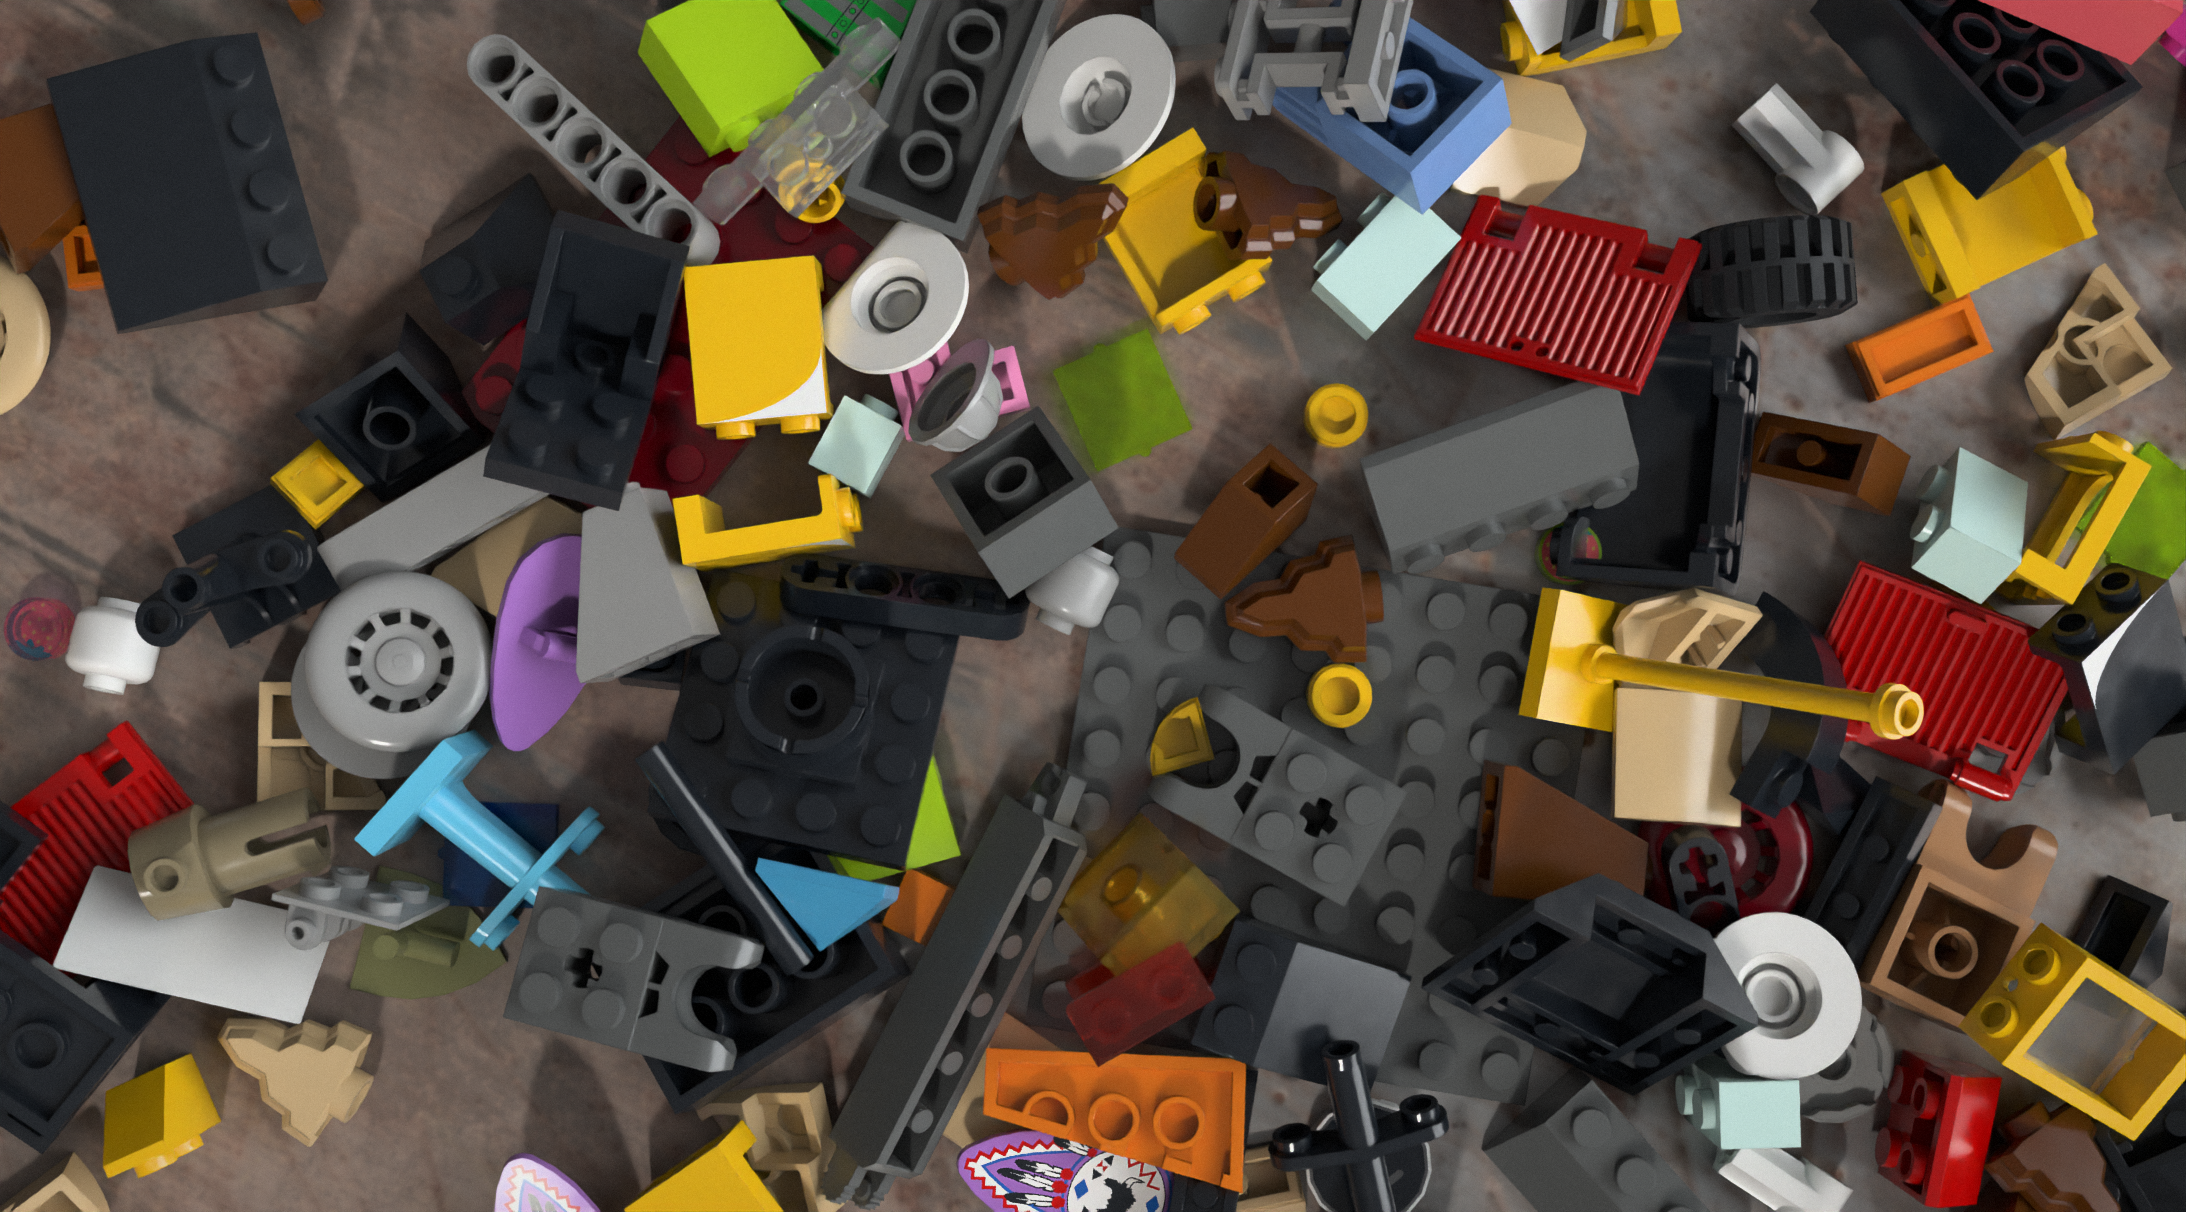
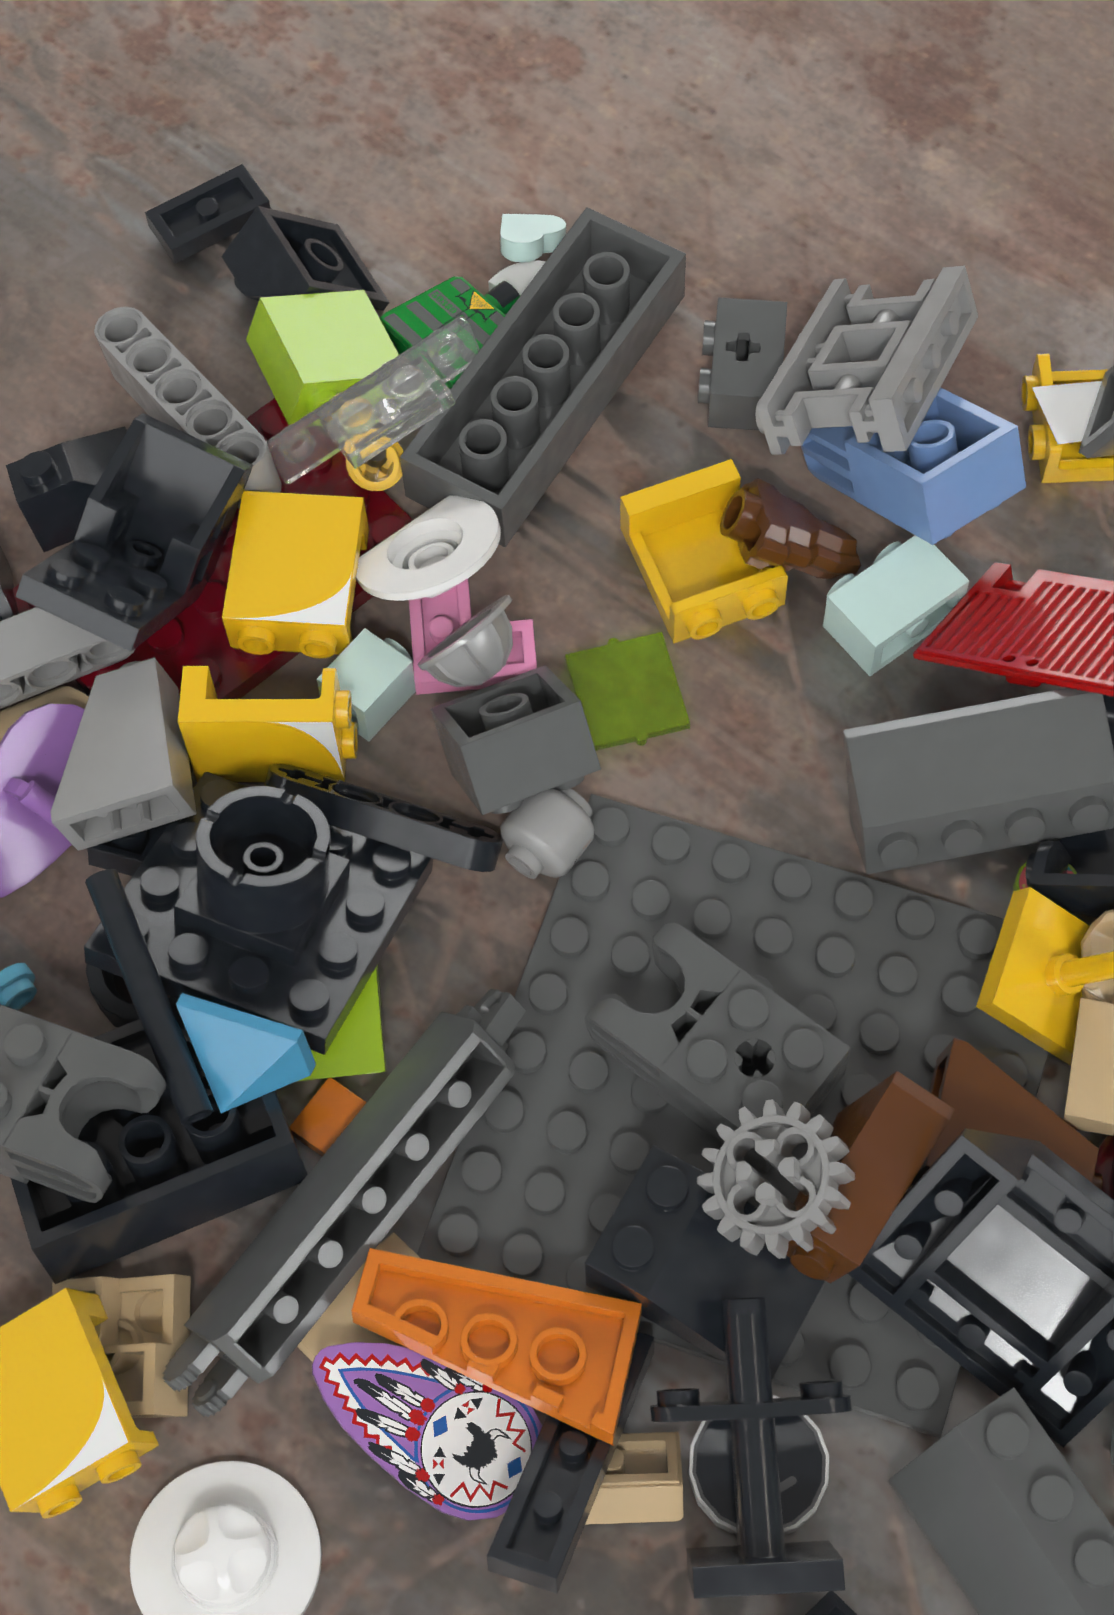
camera: 15 degrees right, 25 degrees down
(1050, 236) = (584, 525): reddish brown rock -> none
(1099, 97) = (650, 429): white hat -> none
(1137, 1003) = (539, 1196): clear red panel -> none
(1142, 899) = (566, 1132): clear yellow slope -> none
(1180, 739) = (633, 983): yellow tile -> none
(1247, 521) = (730, 791): reddish brown slope -> none
(1316, 603) = (783, 878): reddish brown rock -> none
(1335, 415) = (823, 728): yellow tile -> none
(1339, 695) = (797, 972): yellow tile -> none
(1353, 915) = (776, 1217): none -> light grey gear
(1431, 917) = (888, 1142): none -> reddish brown slope
(1534, 151) = (1036, 529): tan slope -> none

